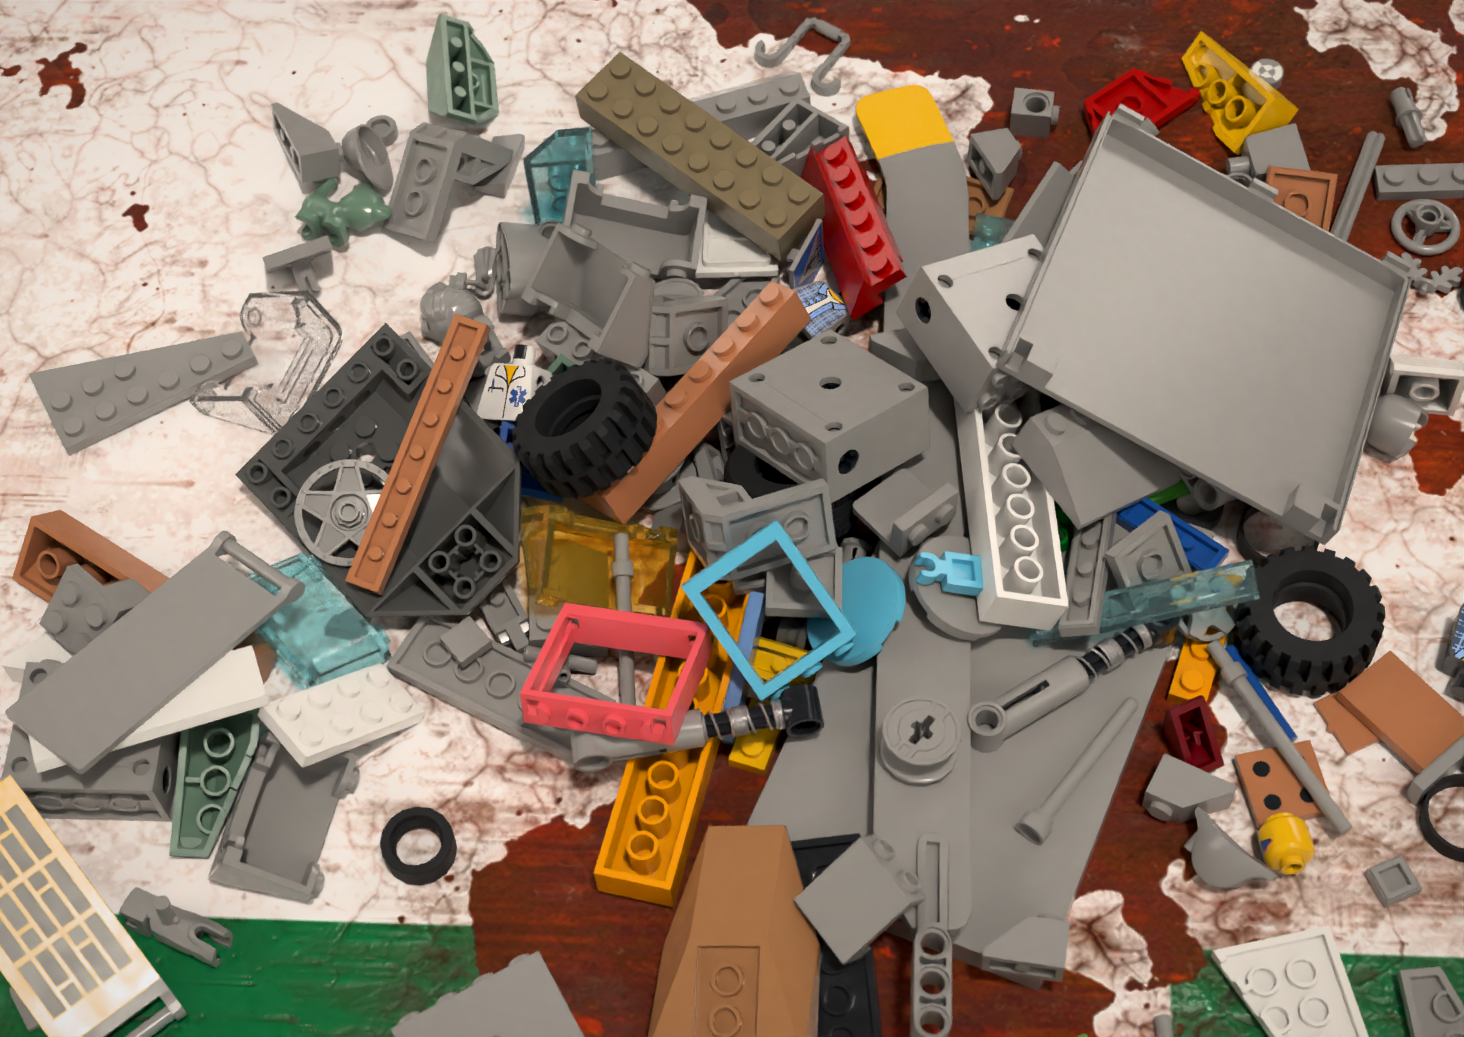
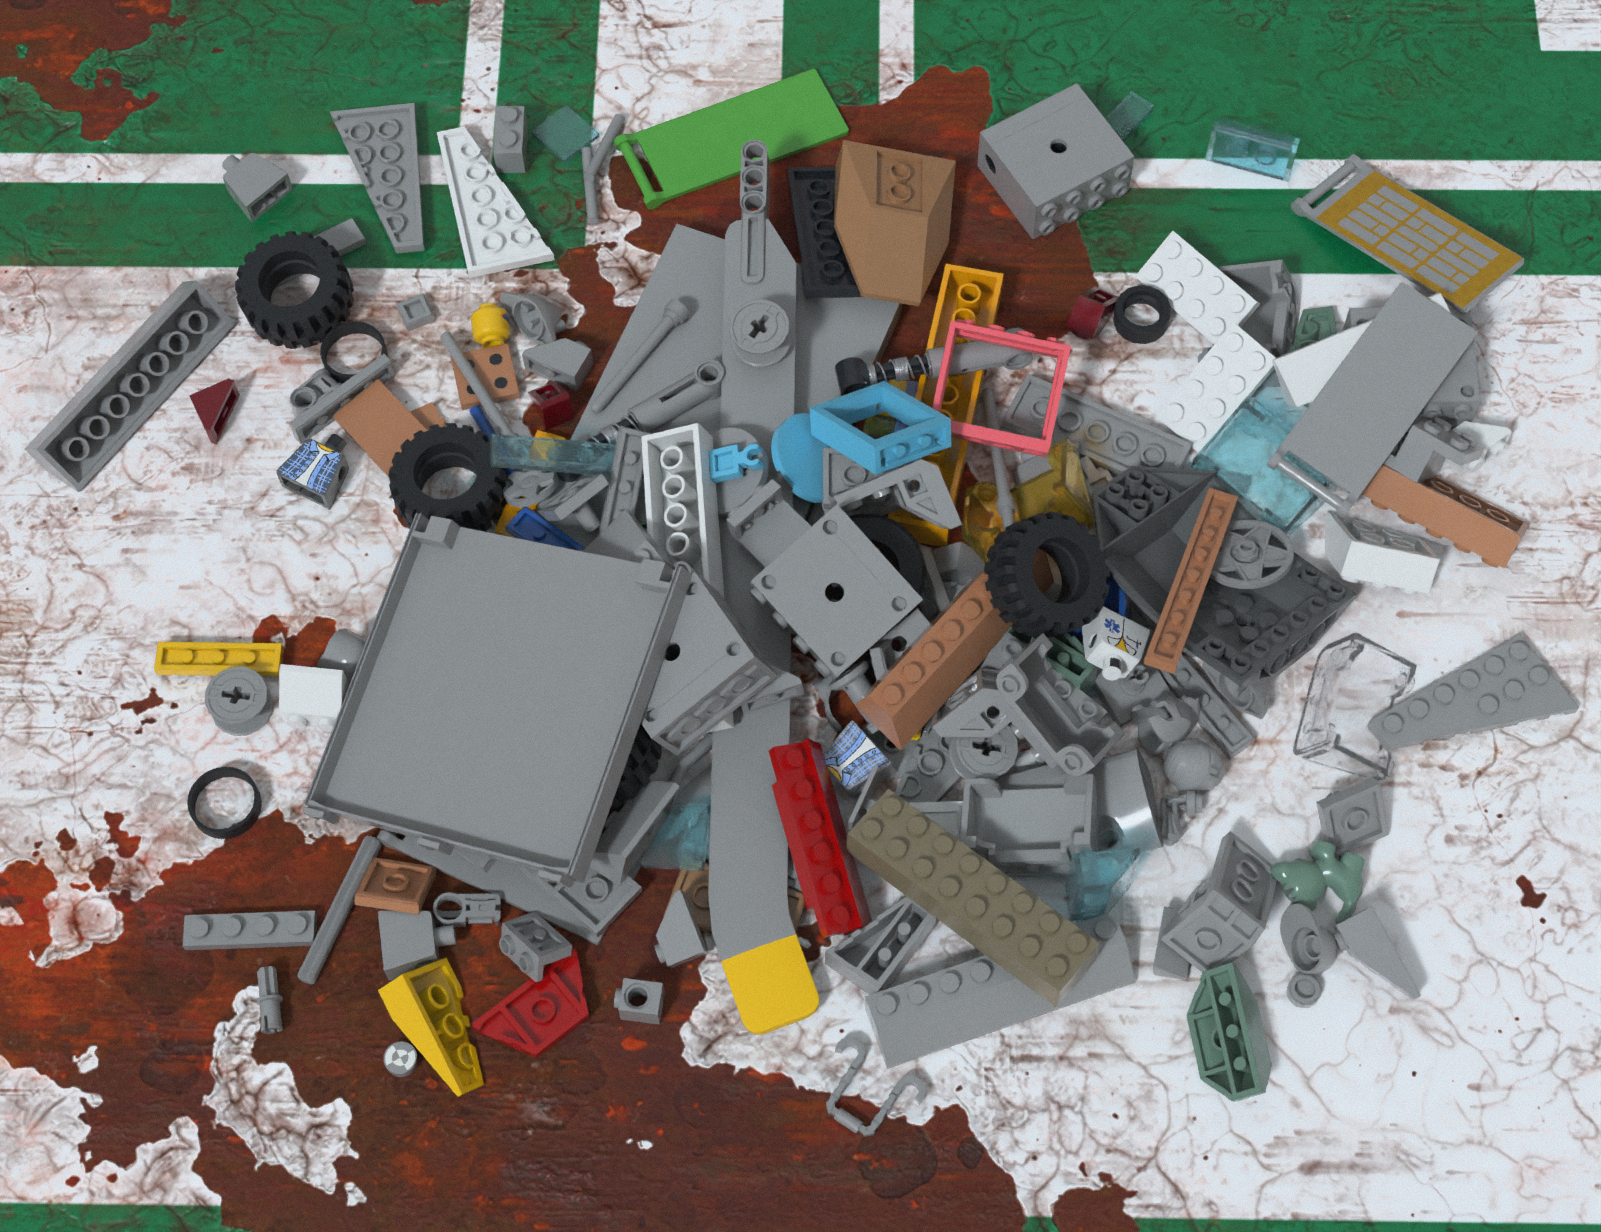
camera: 175 degrees right, 5 degrees up
(174, 926) = (1314, 253): light grey piece -> none
(183, 518) = (1379, 557): none -> white wedge
(340, 867) = (1197, 288): none -> white plate
(466, 641) = (1128, 454): light grey tile -> none
(480, 849) = (1091, 313): none -> dark red slope
(859, 897) = (804, 226): light grey panel -> none
(1030, 949) = (684, 228): light grey slope -> none
(1428, 219) = (274, 867): light grey piece -> none
(1435, 282) = (297, 825): light grey animal -> none

